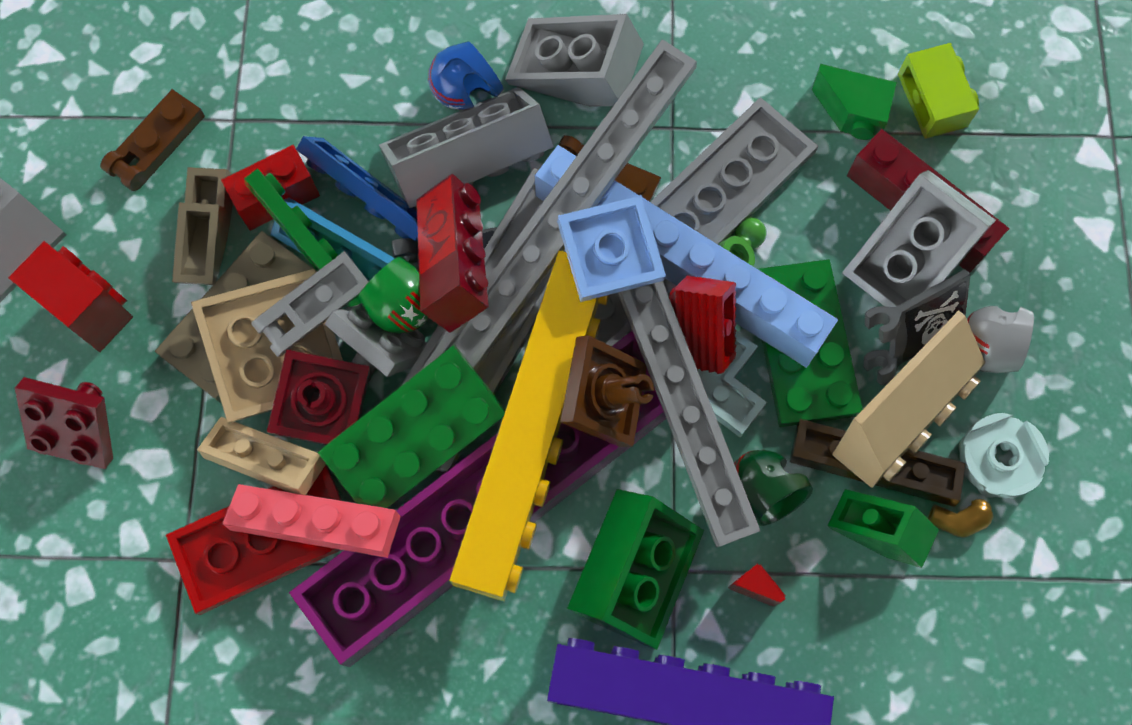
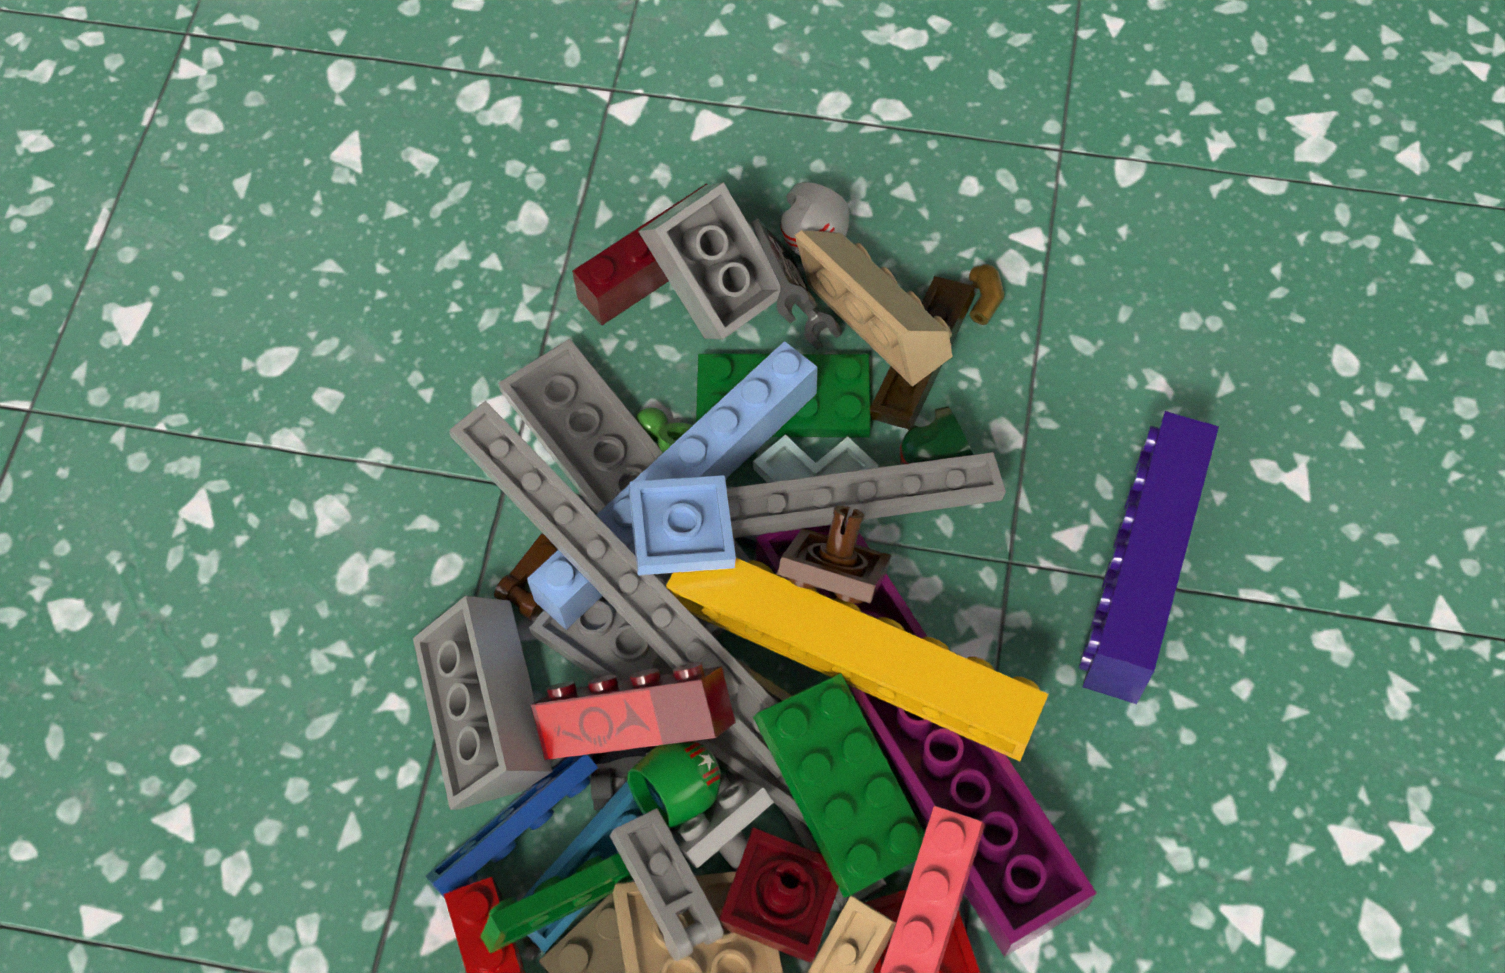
camera: 80 degrees left, 10 degrees down
(459, 72) = (385, 693): blue helmet -> none
(577, 58) = (397, 566): light grey slope -> none
(636, 568) = (1006, 591): green slope -> none
(707, 320) = (757, 458): red brick -> none
(758, 586) = (1036, 477): red slope -> none
(854, 100) = (525, 296): green slope -> none
(885, 527) = (988, 358): green slope -> none
(938, 90) = (530, 220): lime brick -> none
(992, 477) = (919, 264): light aqua plate -> none

